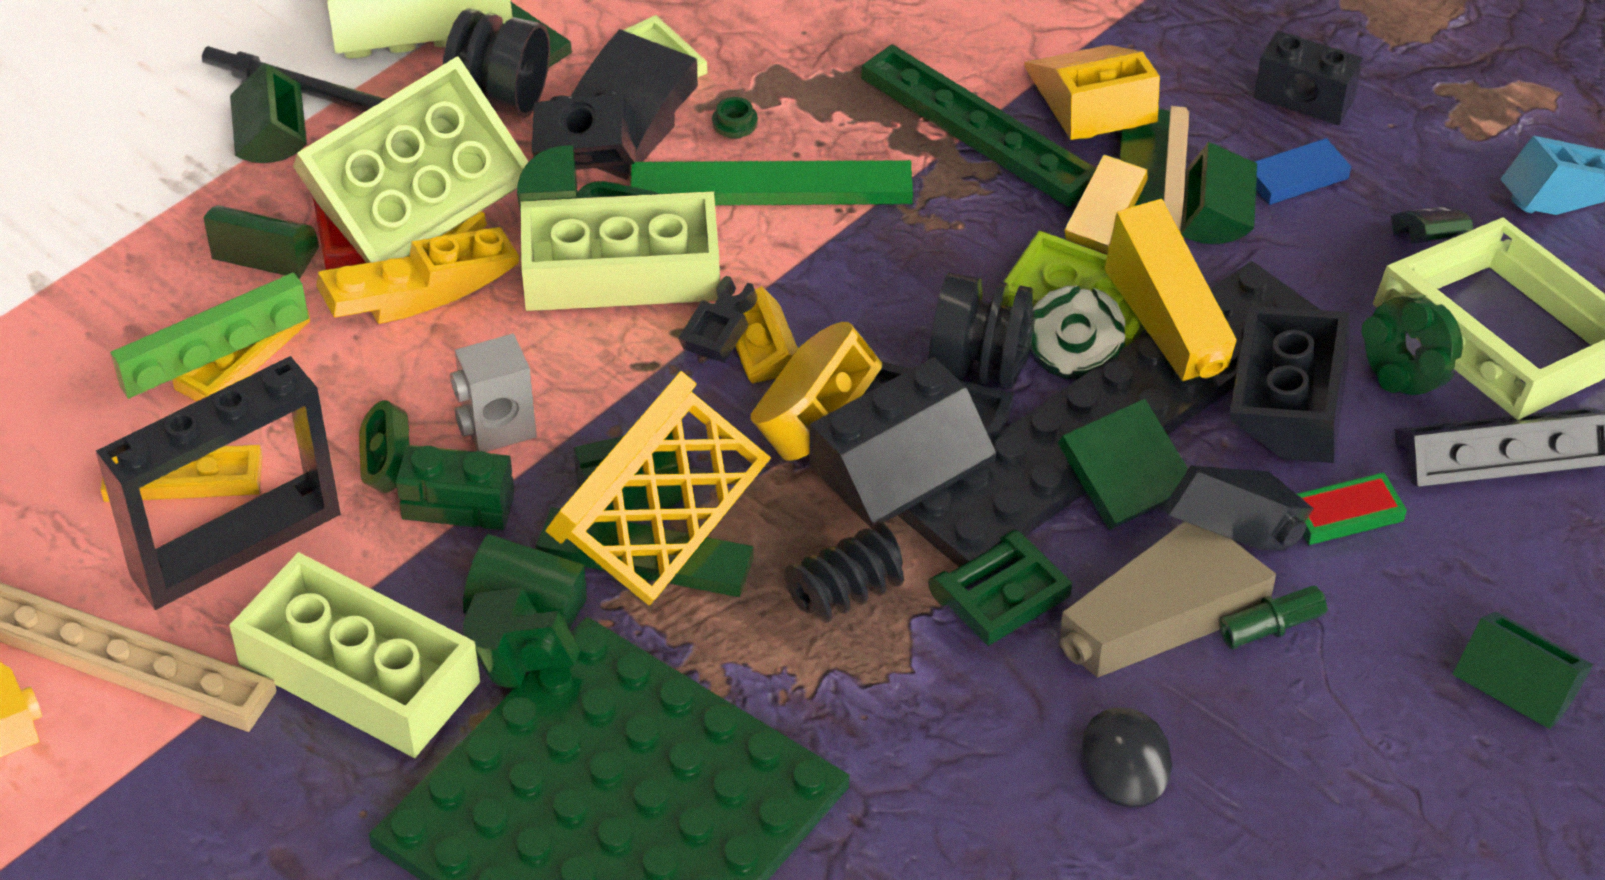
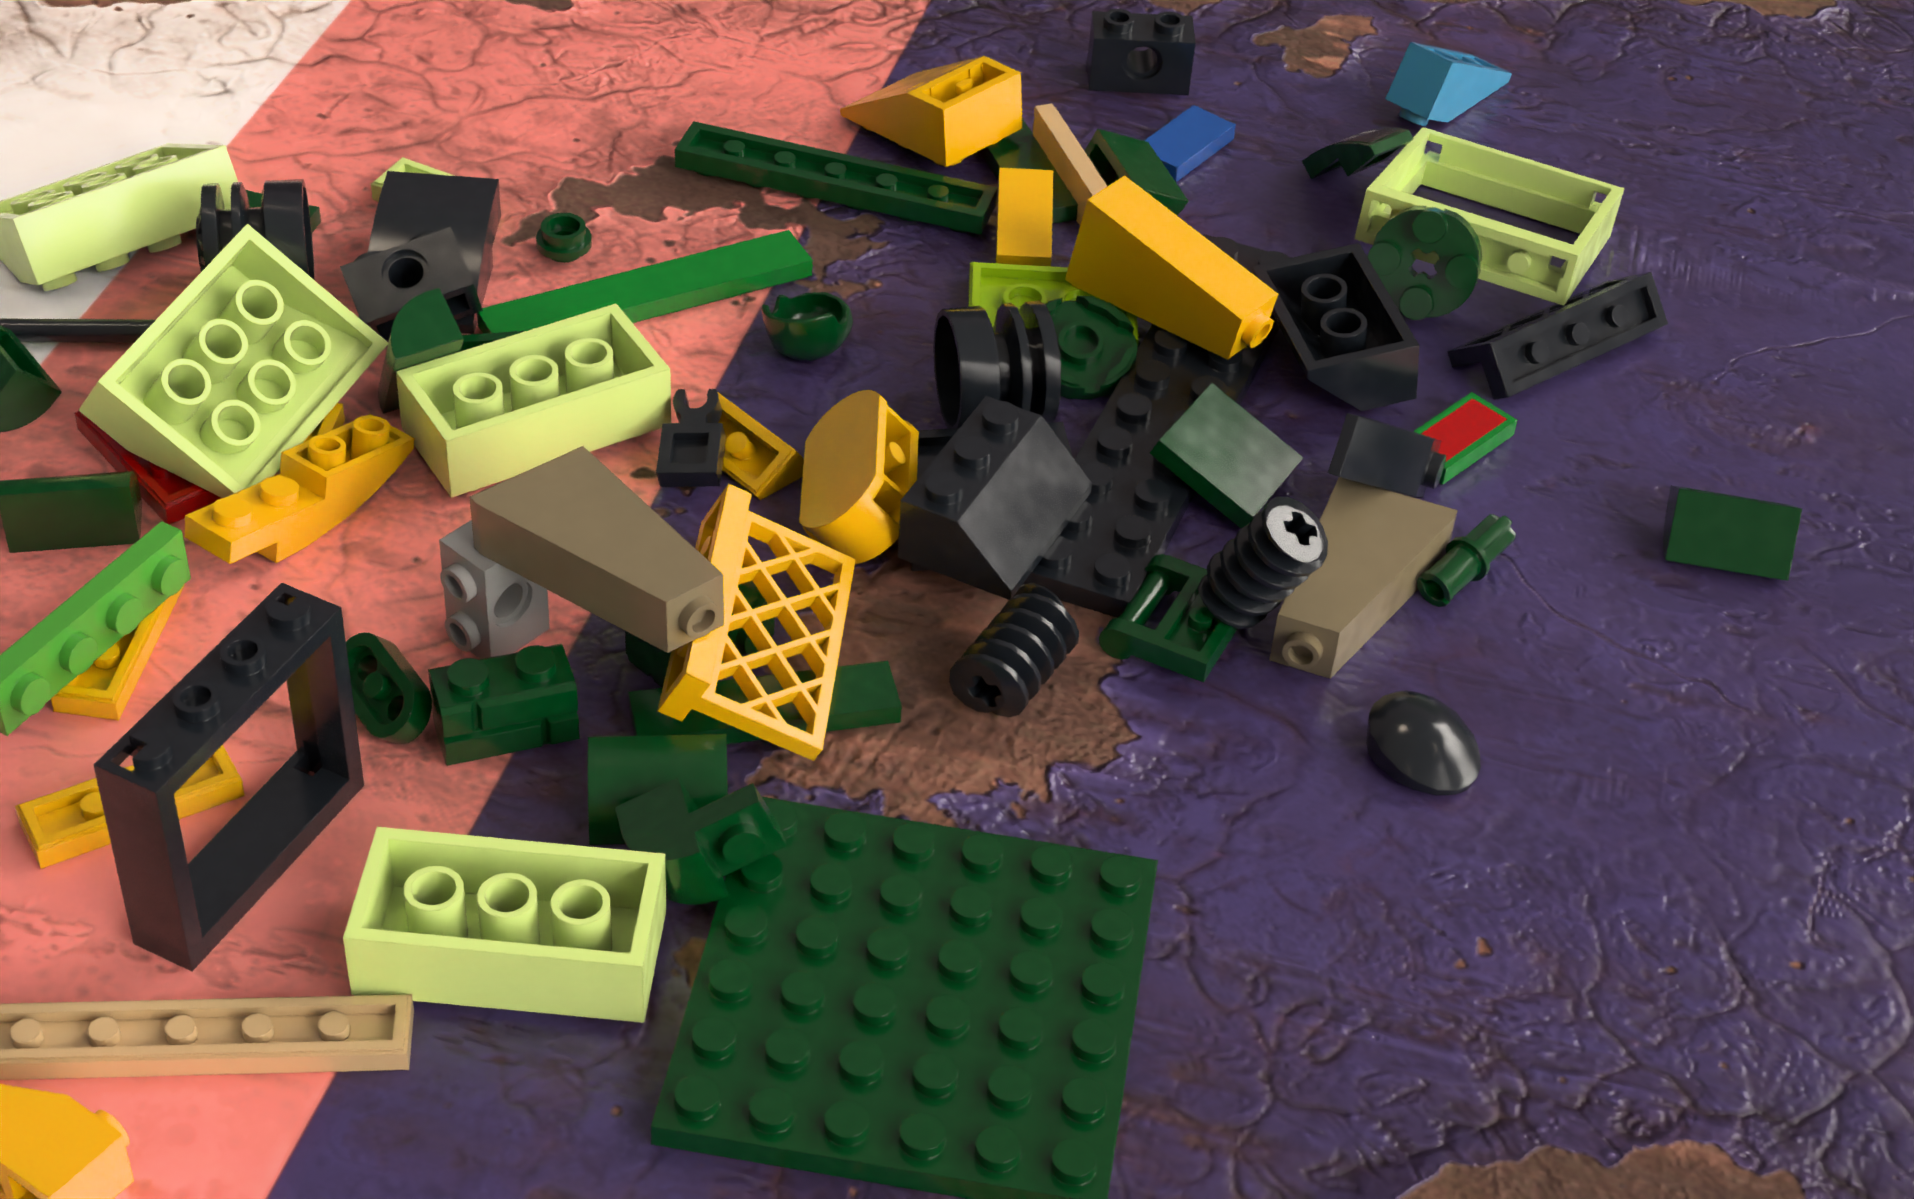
camera: 30 degrees left, 5 degrees down
(546, 394) = (599, 548): none -> dark tan slope
(869, 248) = (808, 325): none -> dark green hair
(1064, 567) = (1264, 563): none -> black piece

